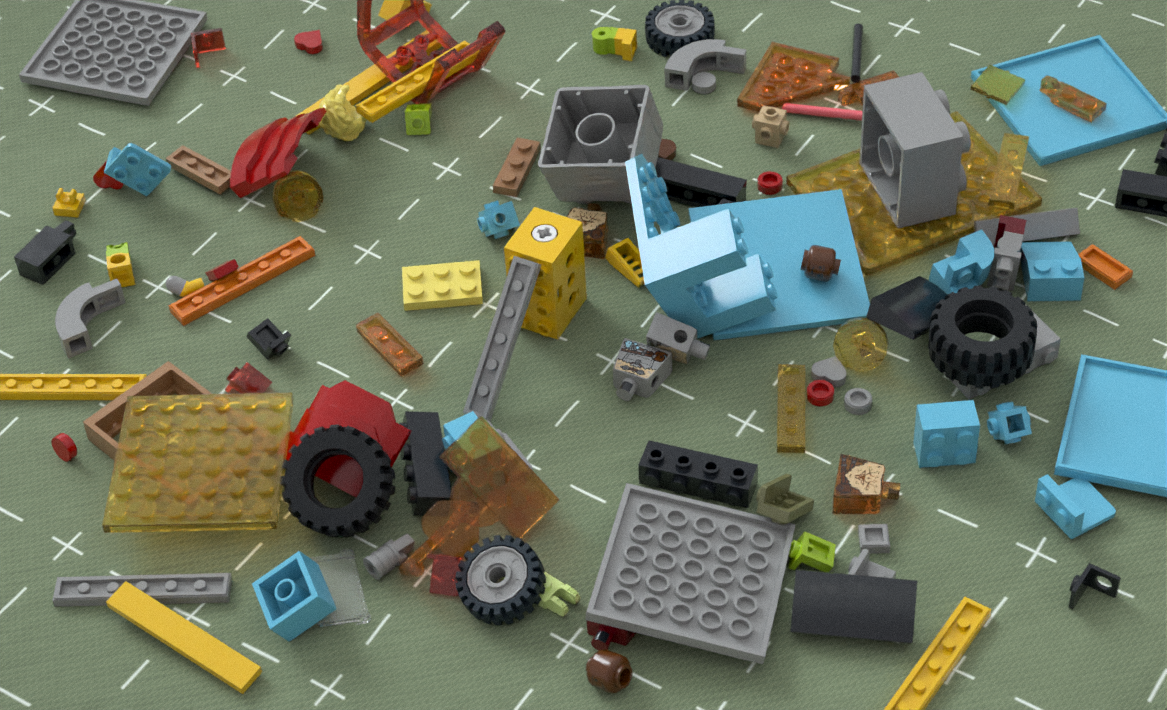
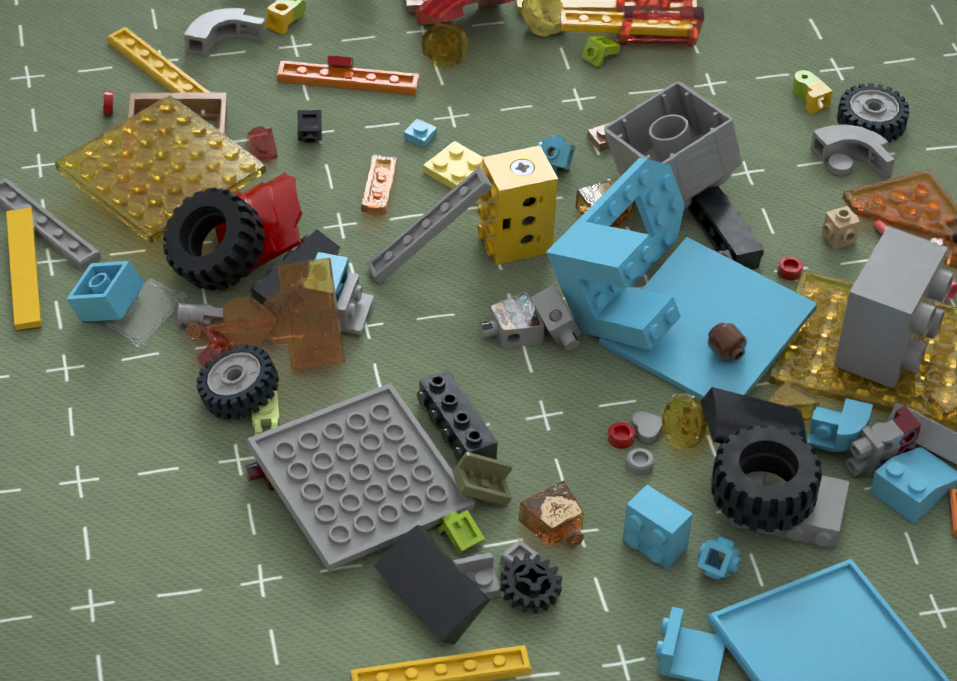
camera: 40 degrees right, 0 degrees up
(182, 287) = (304, 55): arm -> none
(363, 281) = (420, 133): none -> medium azure plate
(609, 671) = (229, 493): reddish brown head -> none
(667, 149) = (742, 191): reddish brown tile -> none
(791, 408) = (585, 429): clear yellow tile -> none
(905, 270) = (795, 397): none -> clear yellow slope
(912, 548) = (530, 581): none -> black gear

